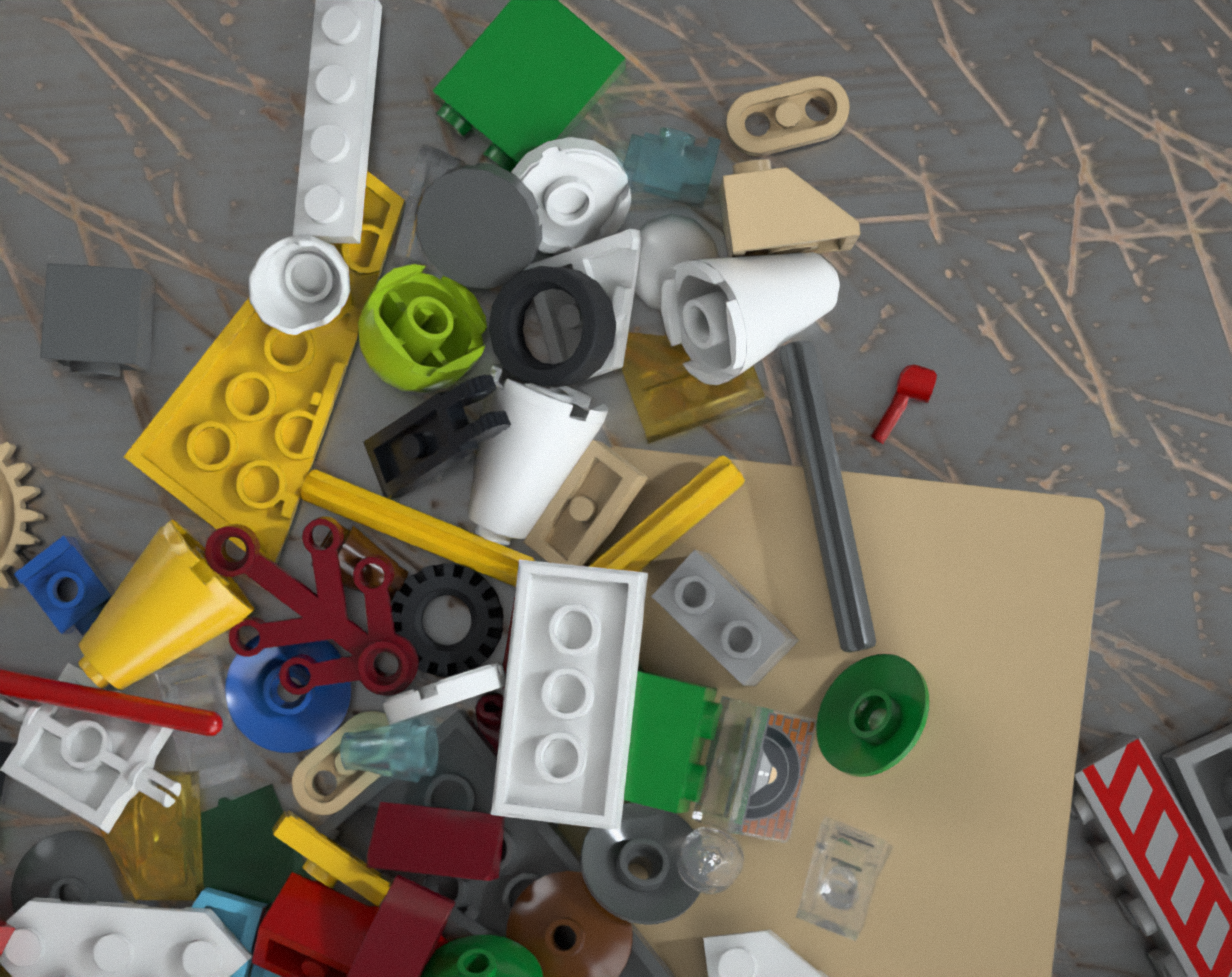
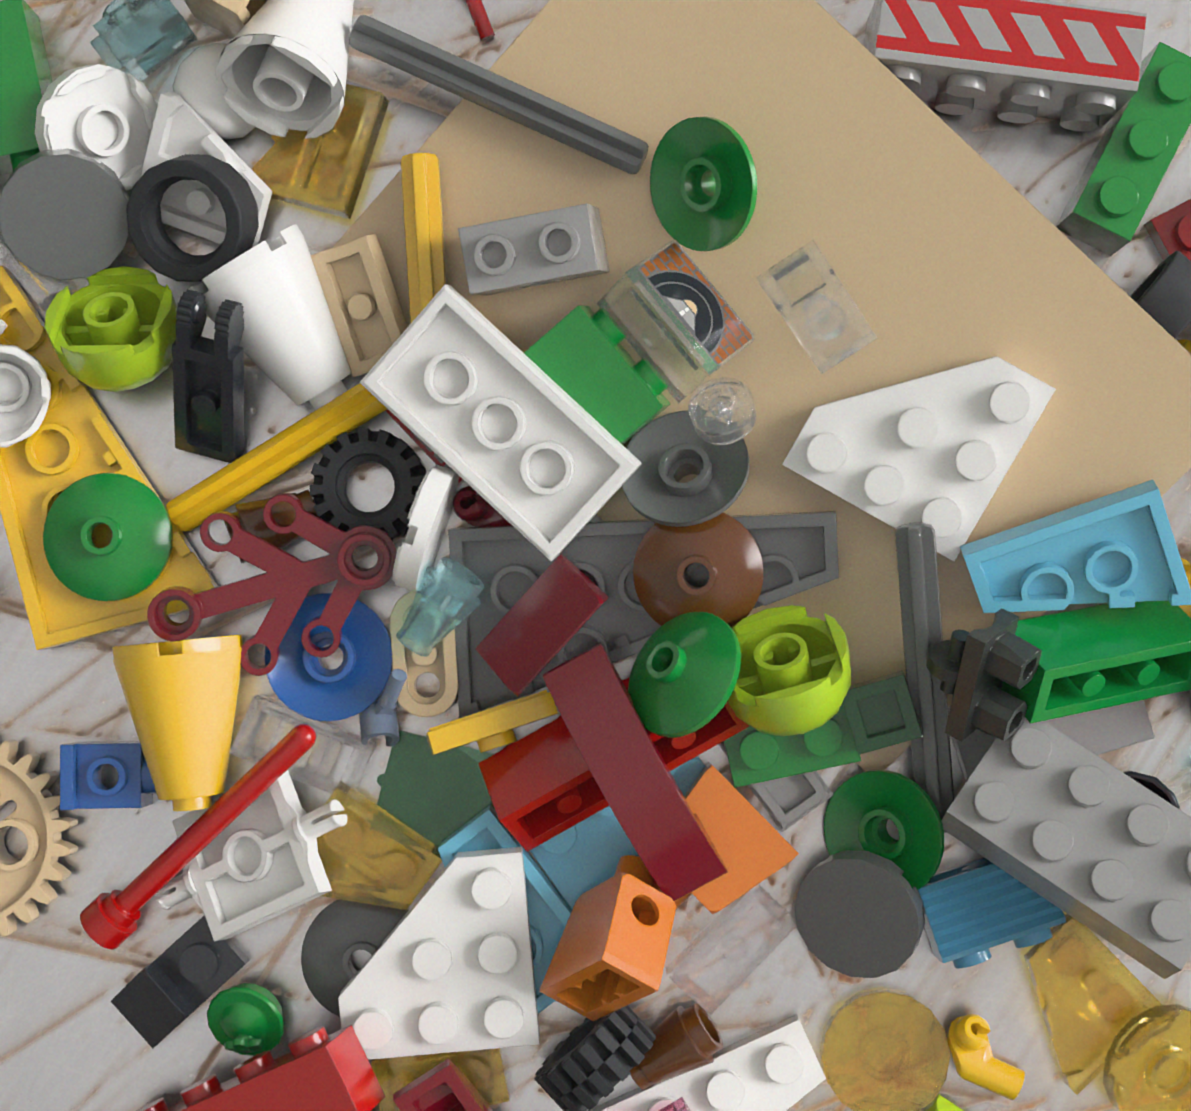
camera: 50 degrees left, 0 degrees up
(272, 766) = (381, 716): none -> sand blue hand
(285, 452) = (138, 544): none -> green dish

